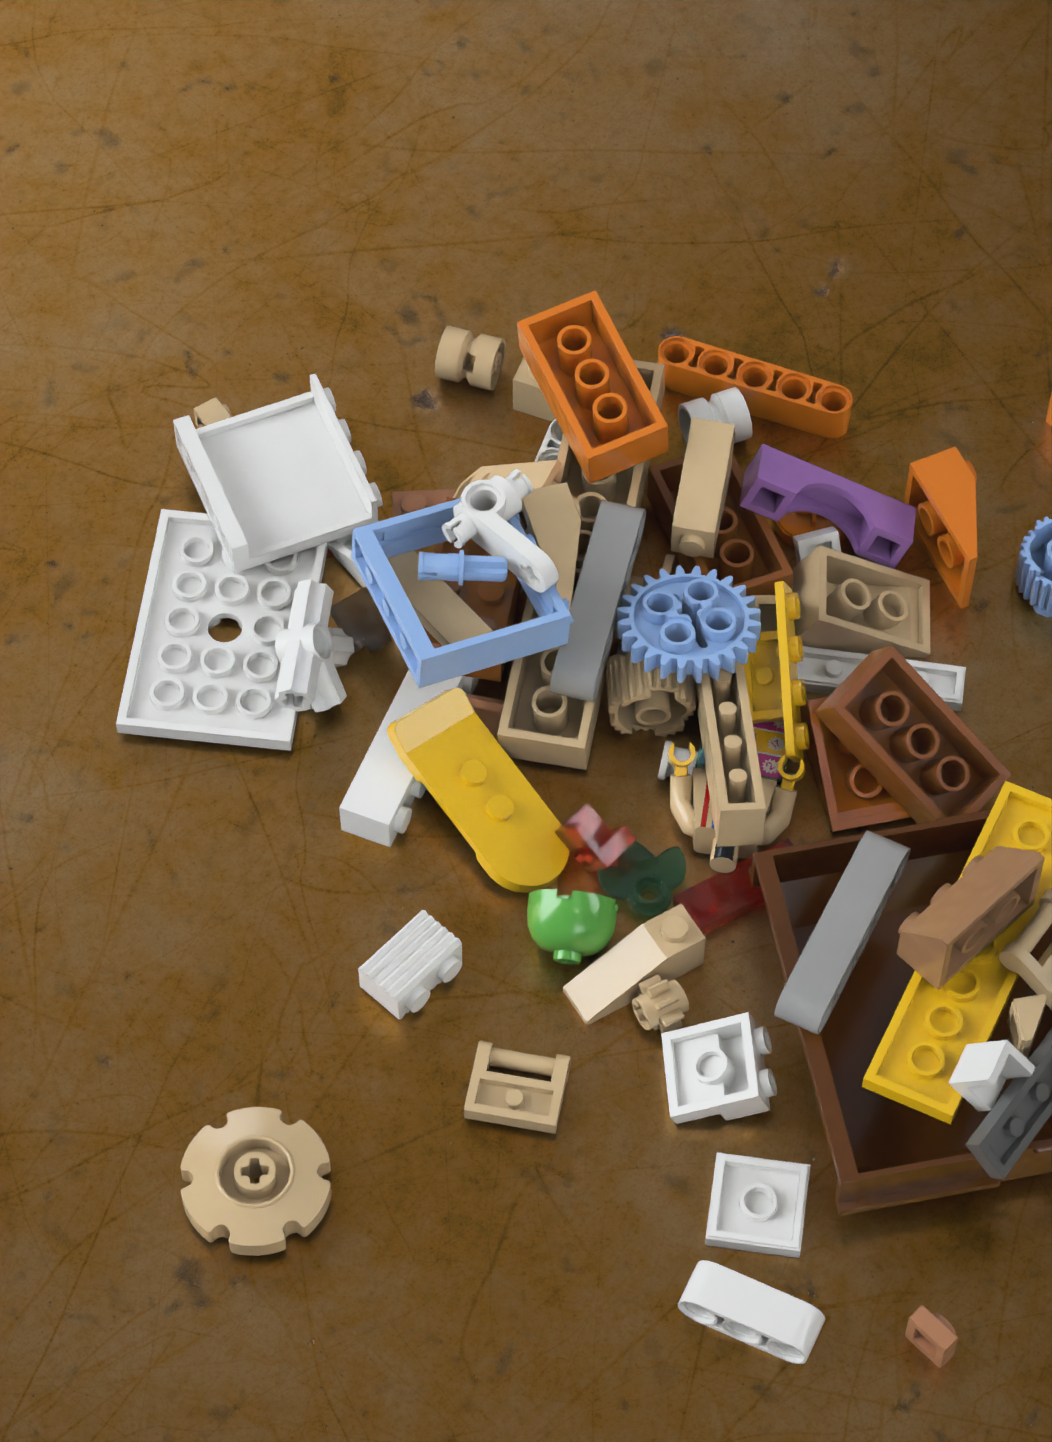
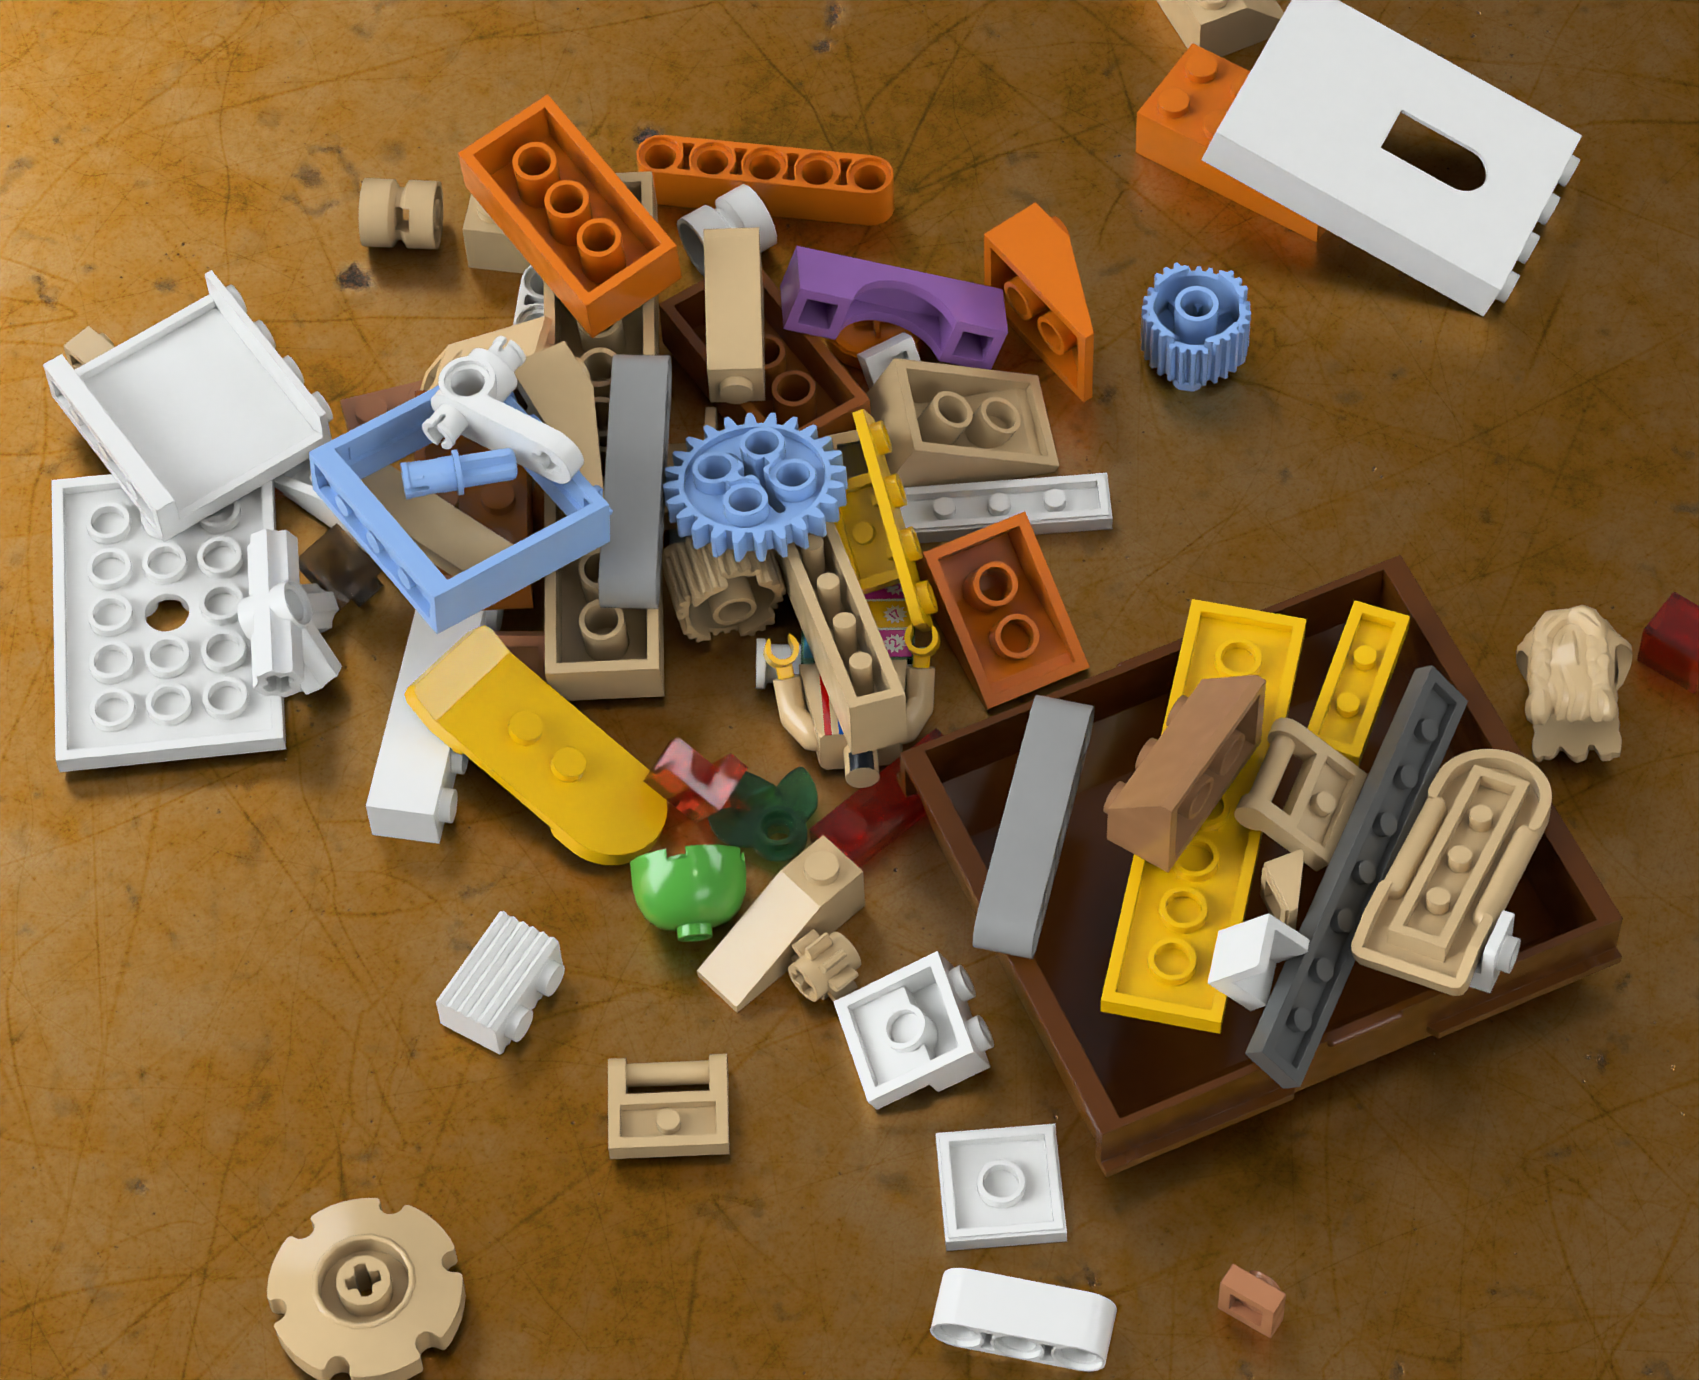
camera: 10 degrees left, 0 degrees up
(911, 739) = (1062, 573): dark orange brick -> none

